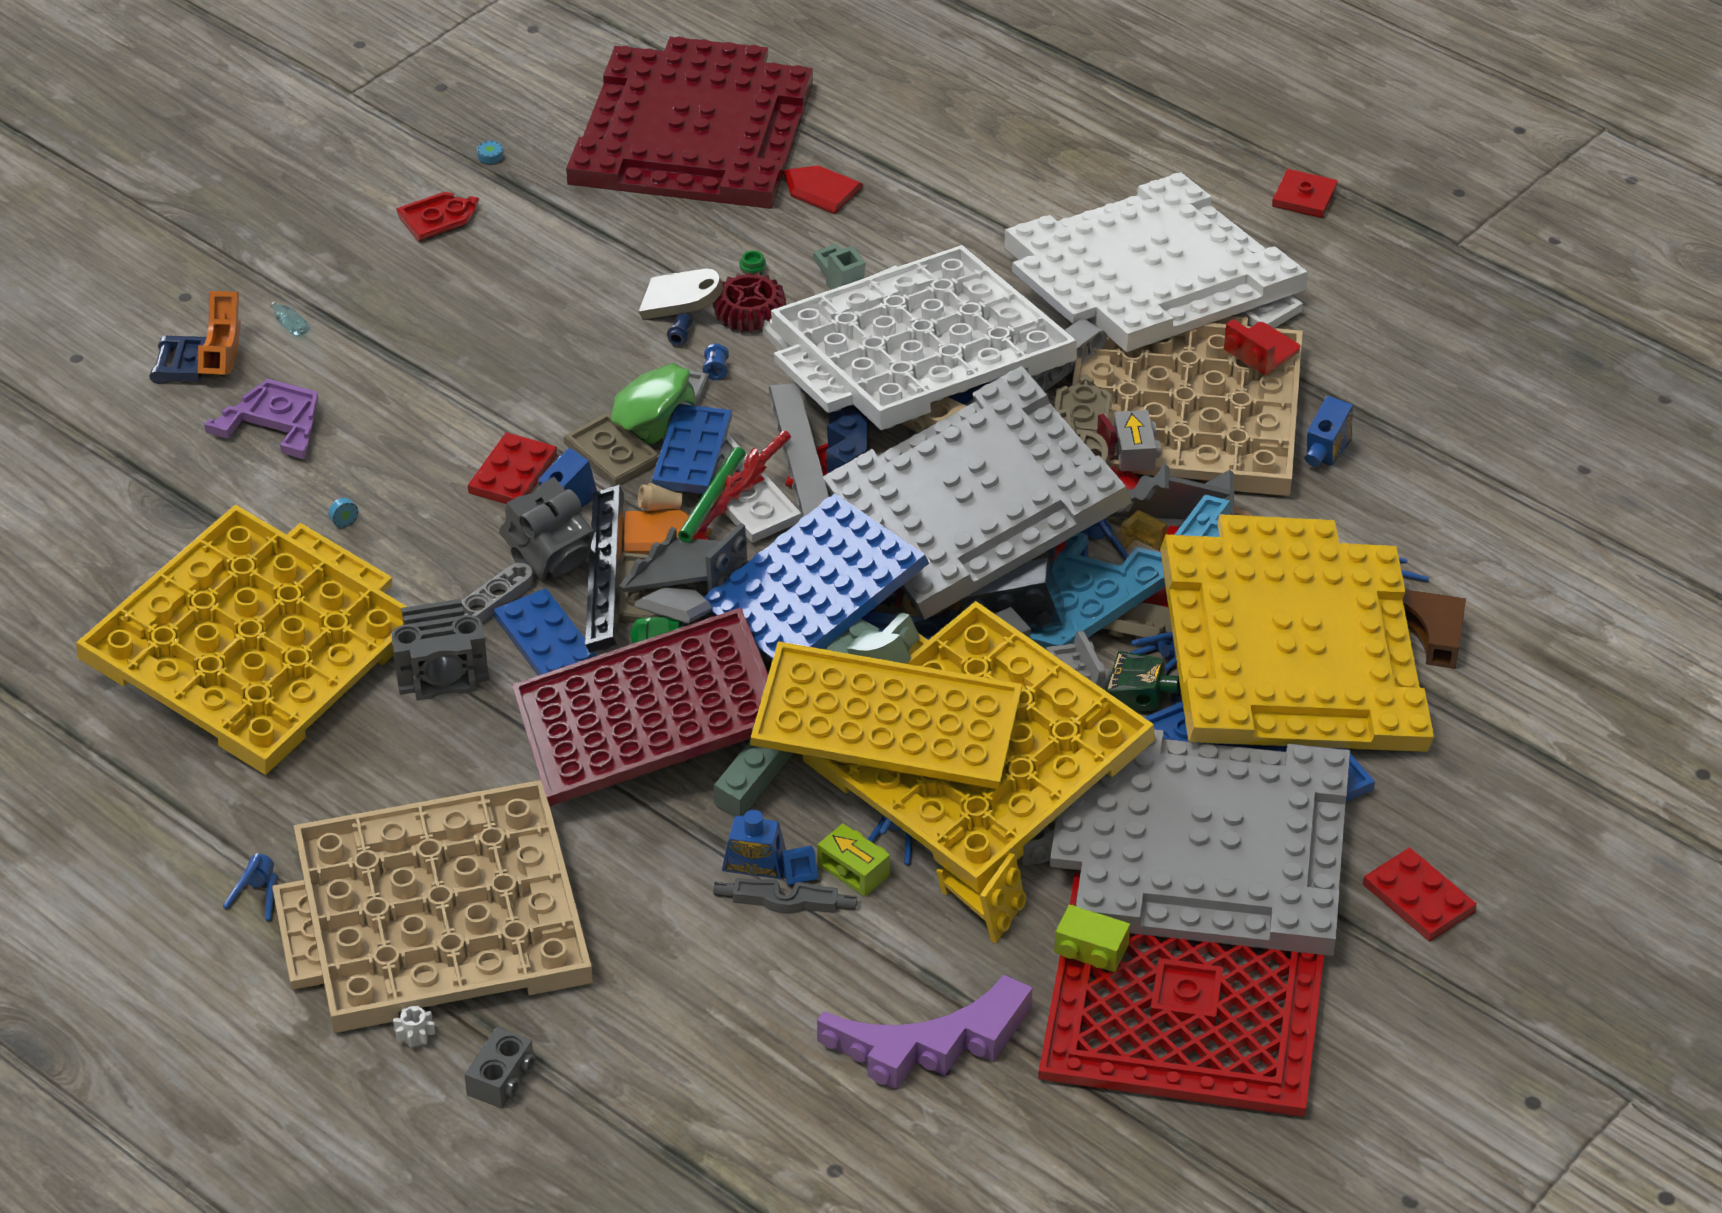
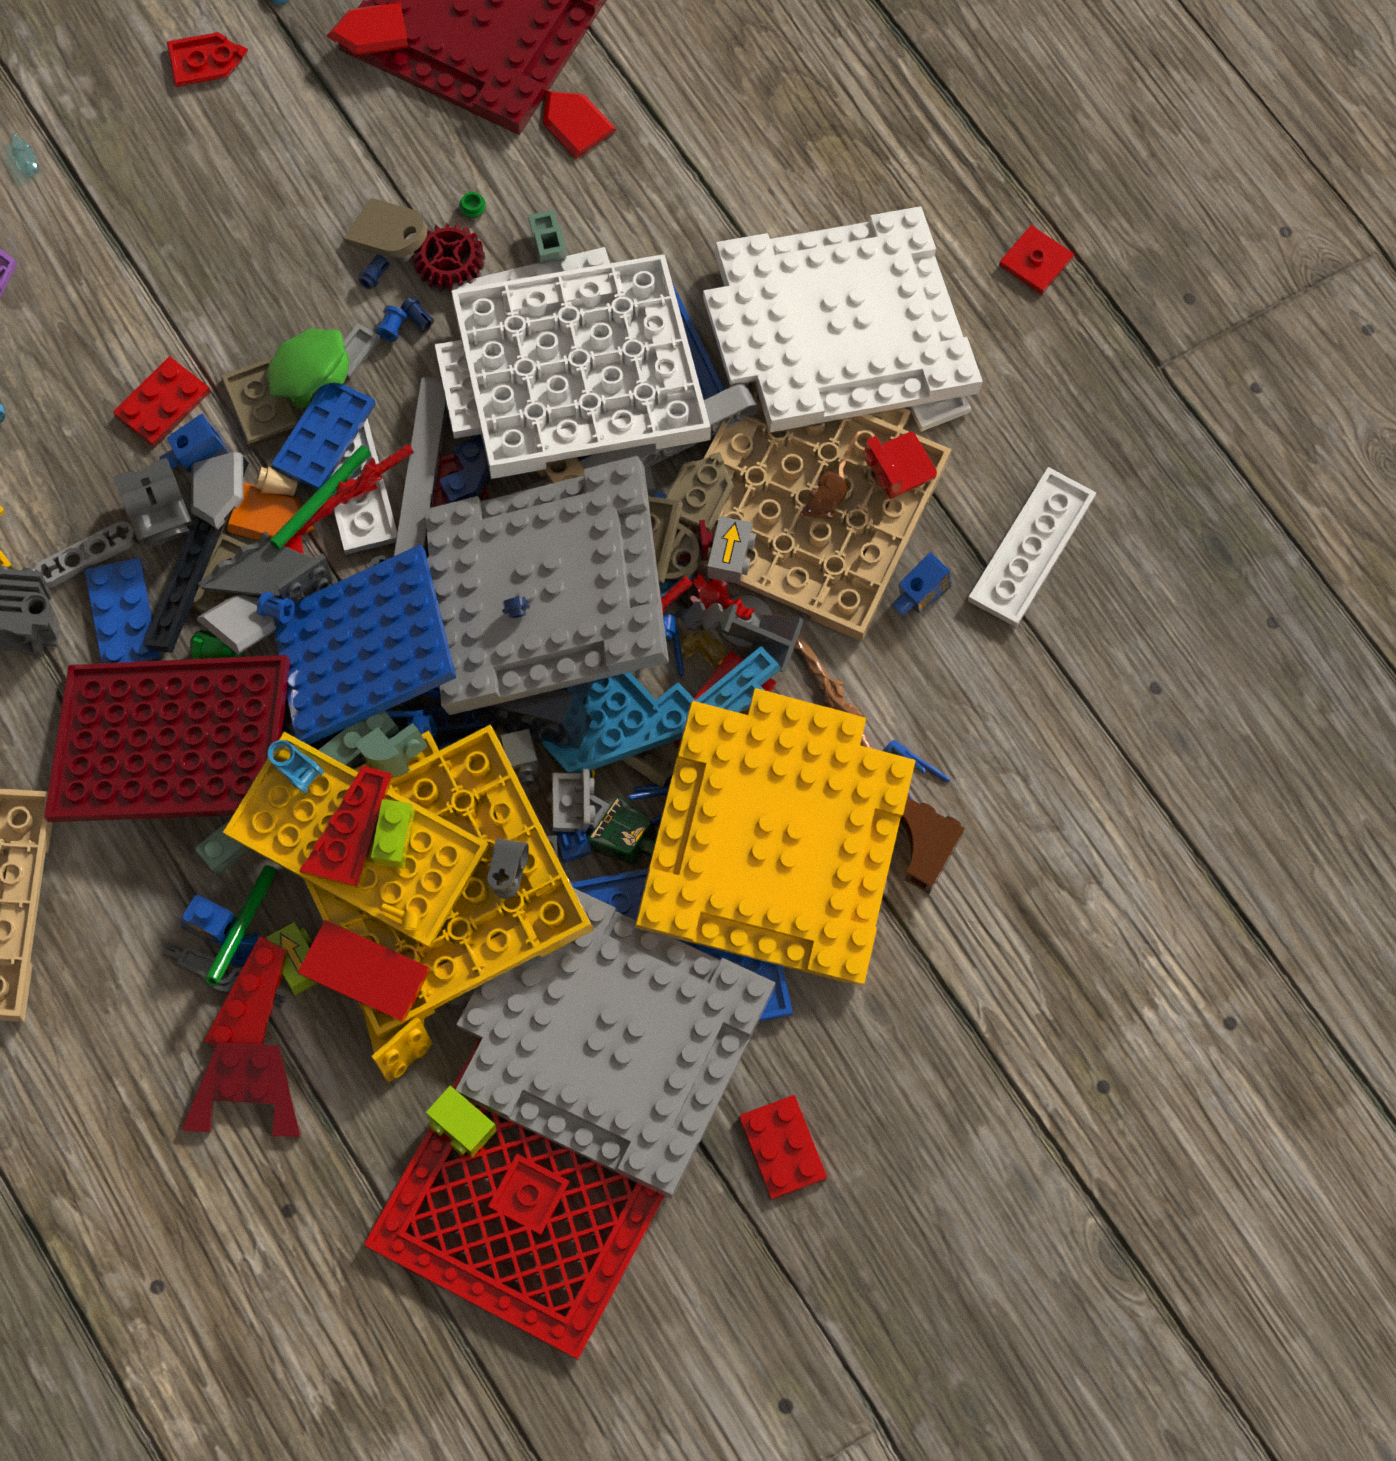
camera: 15 degrees right, 25 degrees up
(600, 151) = (371, 29): none -> red tile
(607, 510) = (216, 487): none -> light grey tile
(708, 582) = (275, 607): none -> blue bush
(738, 350) = (417, 313): none -> dark blue pin
(789, 838) = (240, 925): none -> green piece
(802, 658) = (298, 769): none -> dark azure piece
(825, 911) = (251, 998): none -> red wing
(851, 963) = (245, 1075): none -> dark red wing
(882, 701) = (350, 832): none -> red wing
(927, 689) = (393, 834): none -> lime brick
(934, 1044) = (334, 1179): medium lavender arch -> none
(941, 824) = (364, 971): none -> red tile
(959, 501) = (515, 607): none -> dark blue plate
(972, 758) = (411, 920): none -> yellow hand
(1050, 699) = (507, 862): none -> dark grey piece
(1208, 377) = (830, 492): none -> reddish brown animal
(1413, 391) = (1032, 547): none -> white plate

